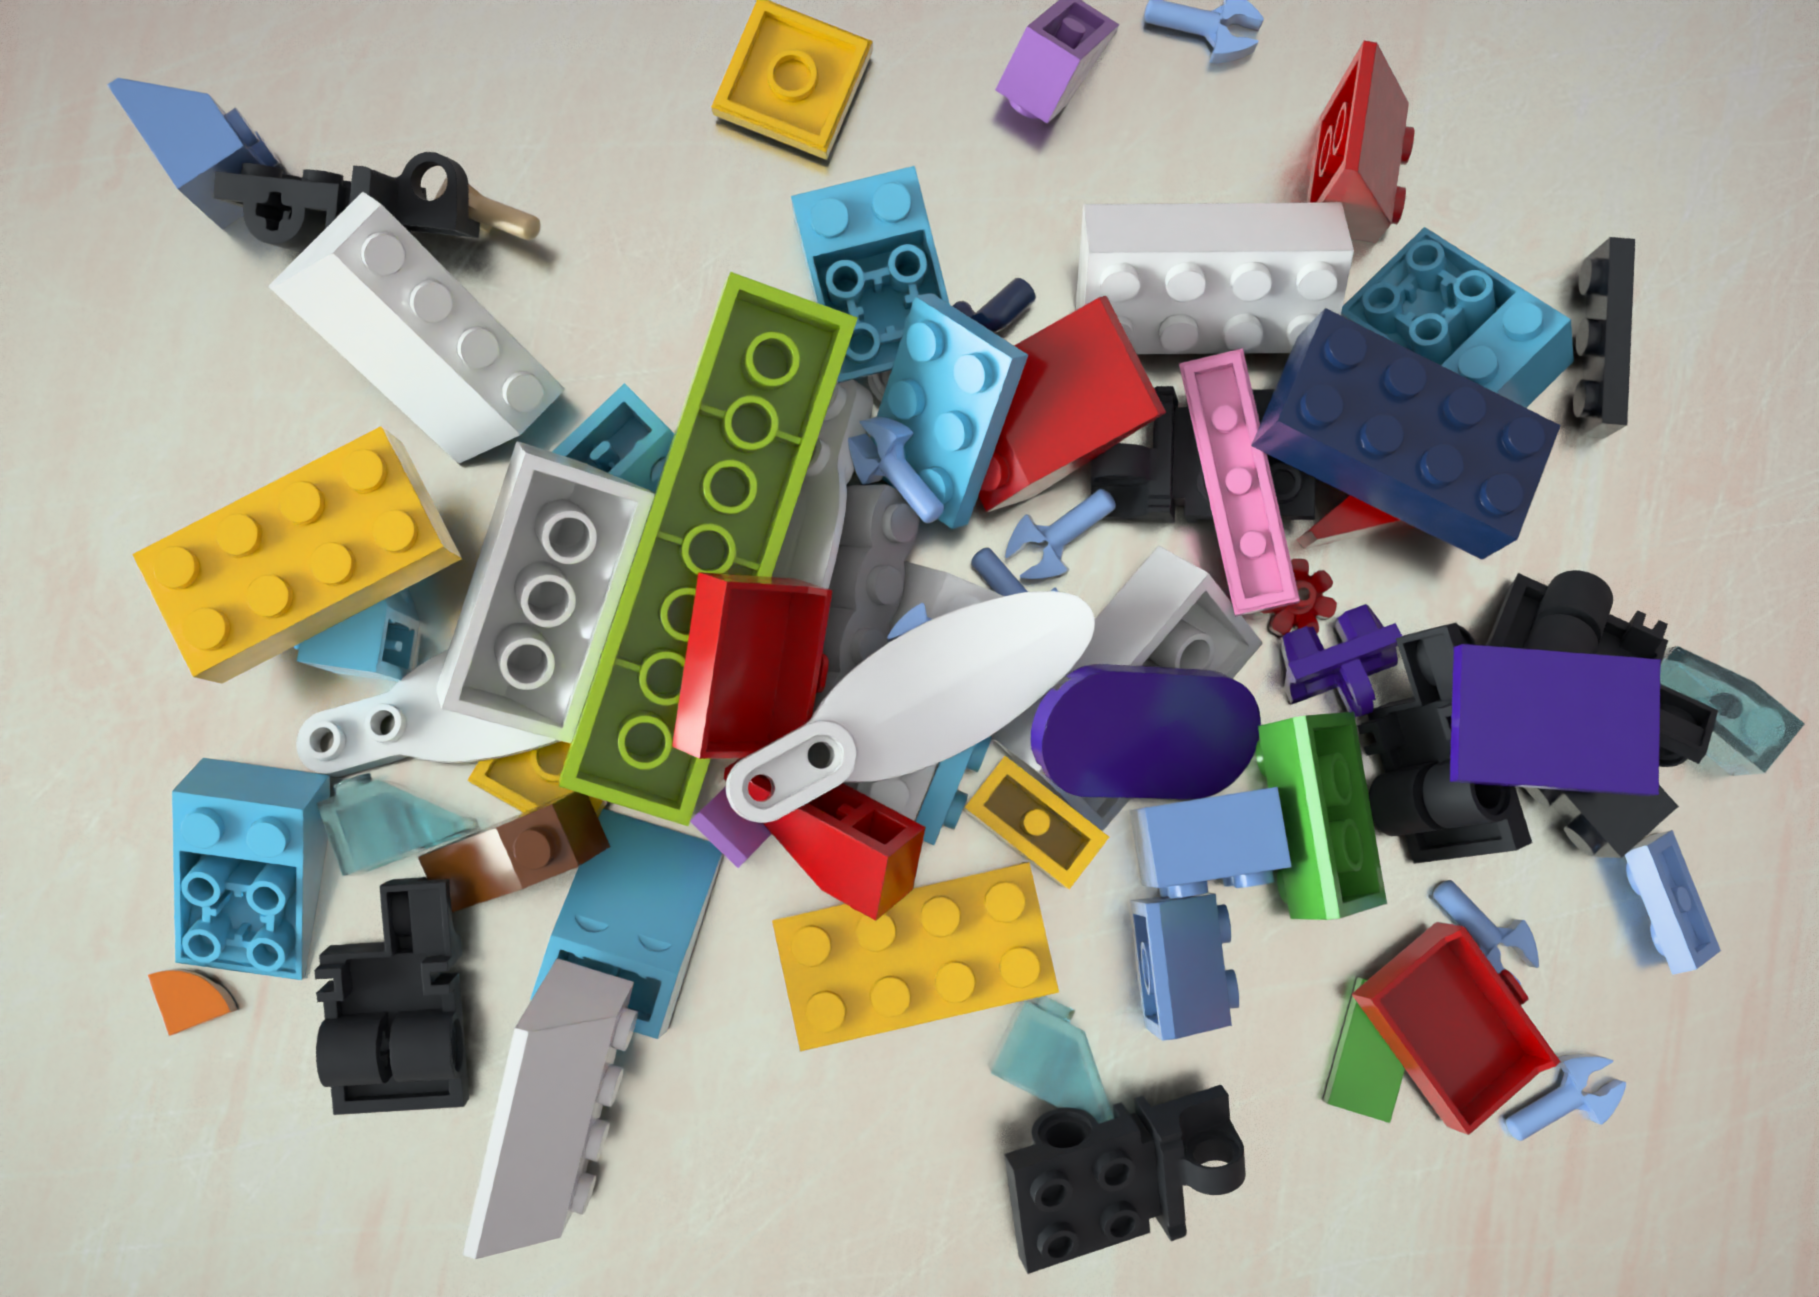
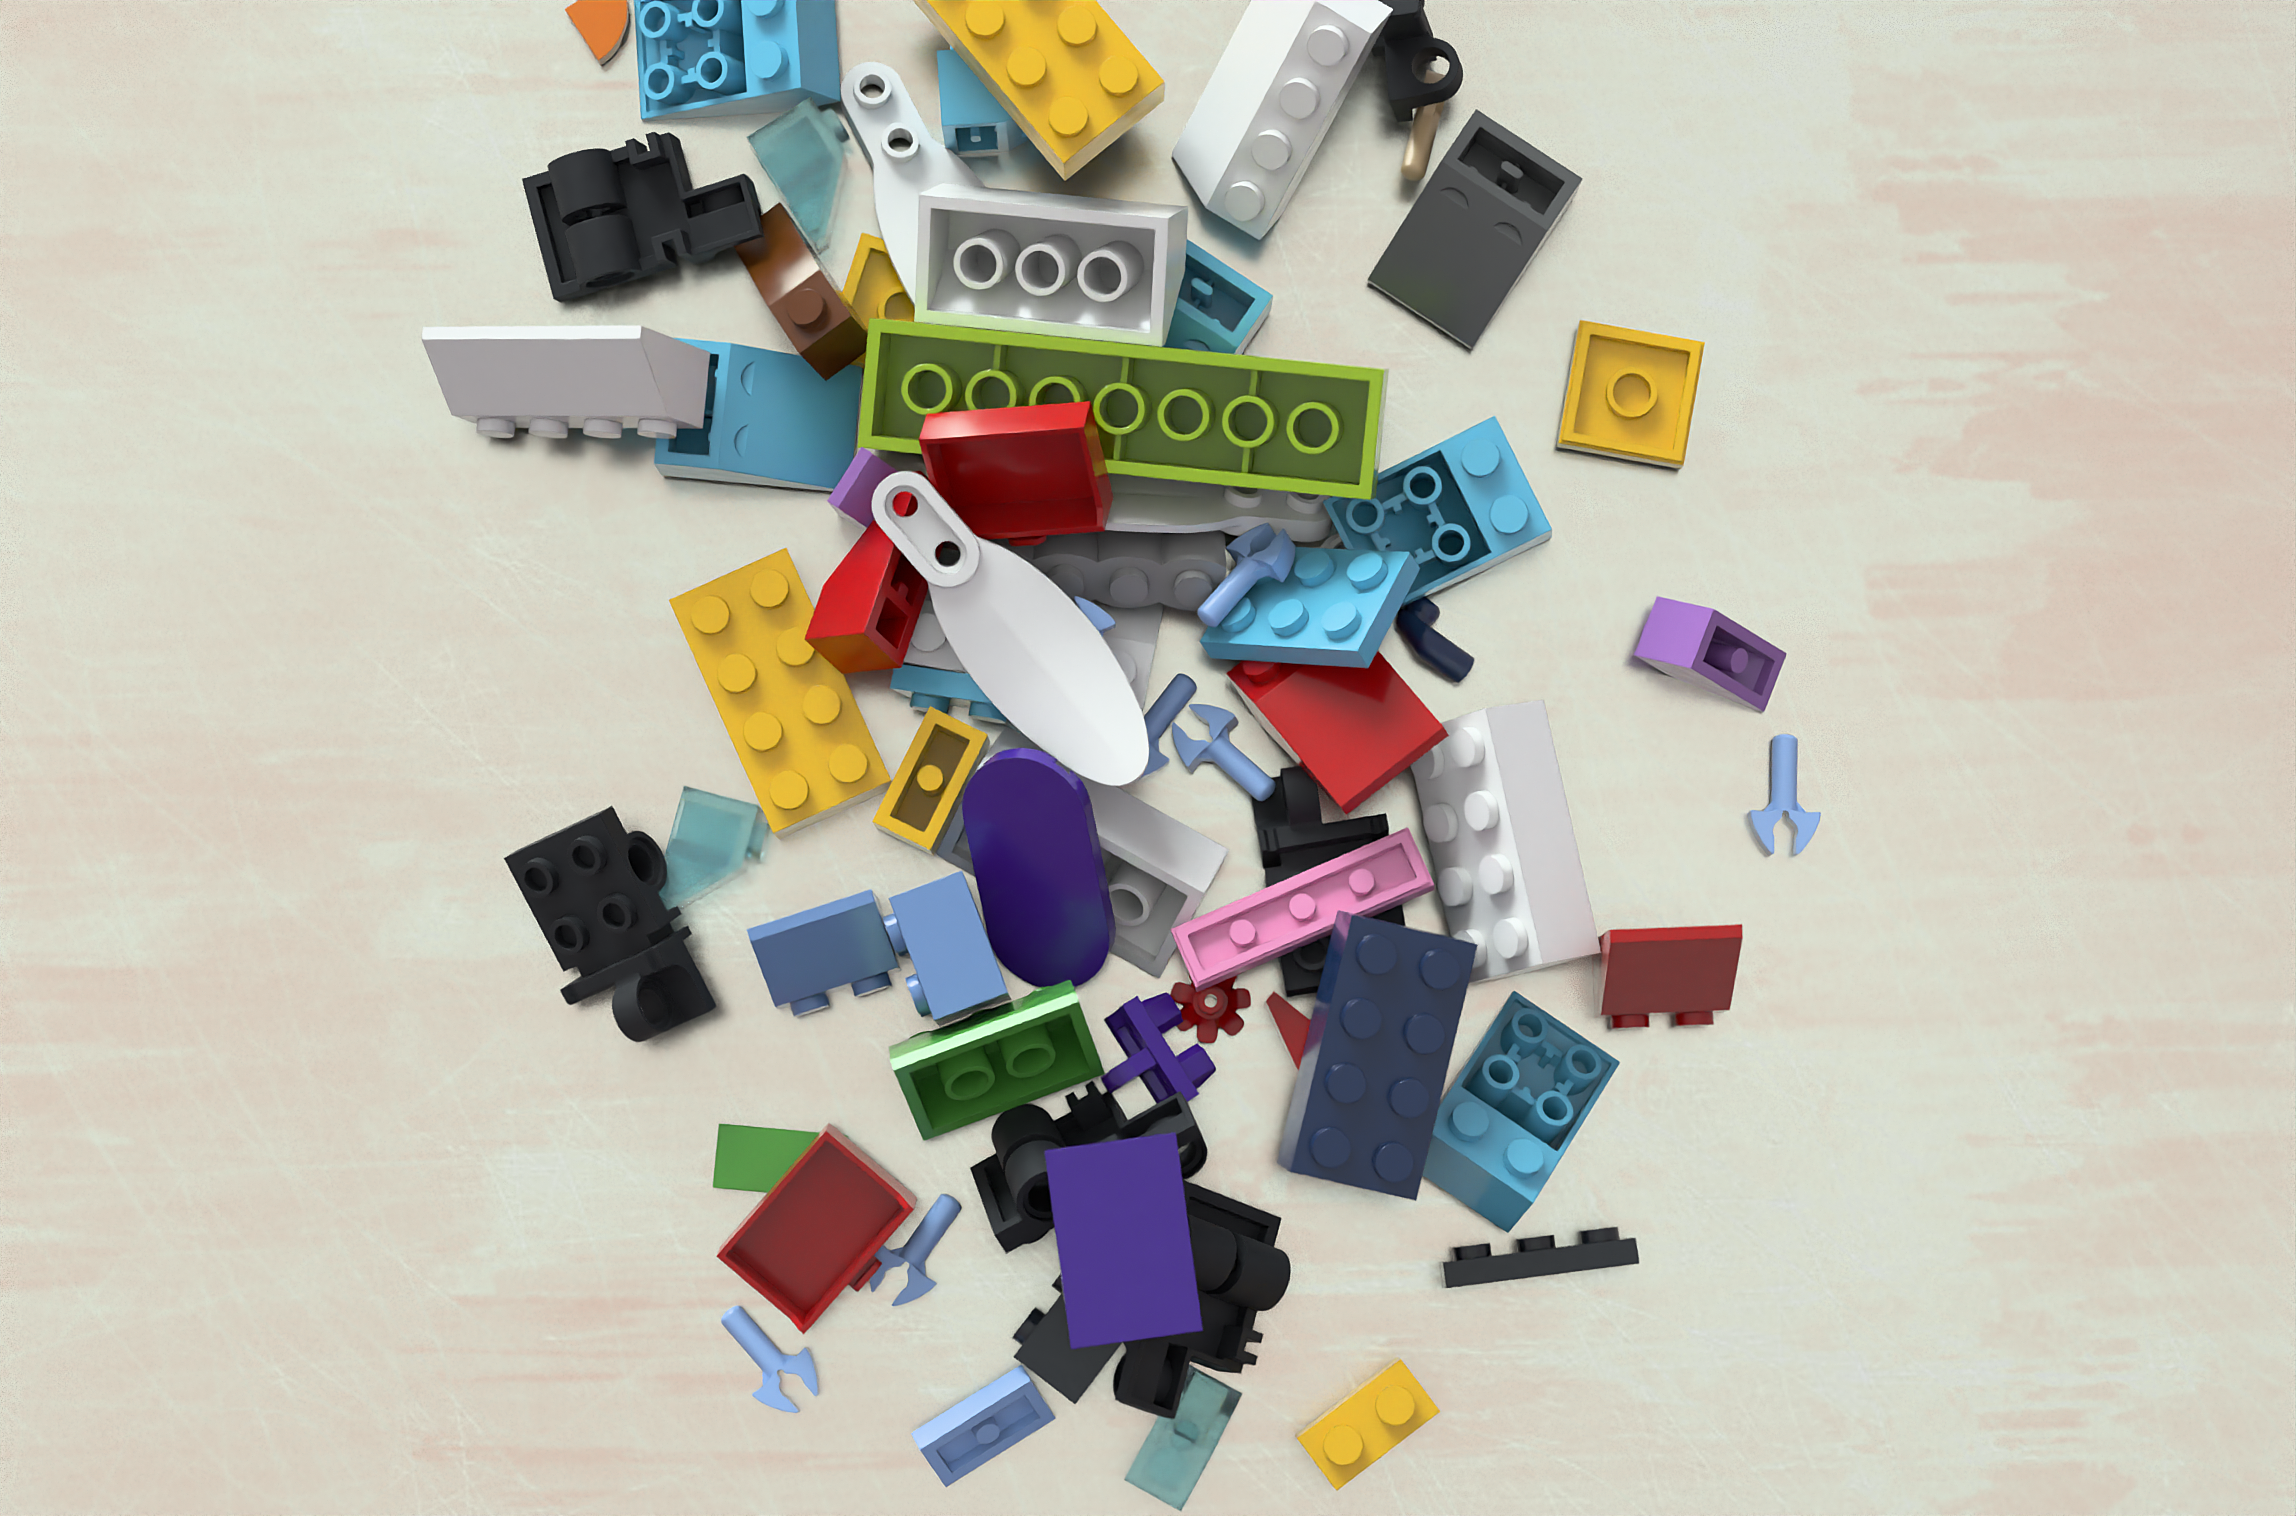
camera: 80 degrees right, 0 degrees up
(599, 182) = (1475, 229): none -> dark grey slope
(1736, 531) = (1367, 1423): none -> yellow brick

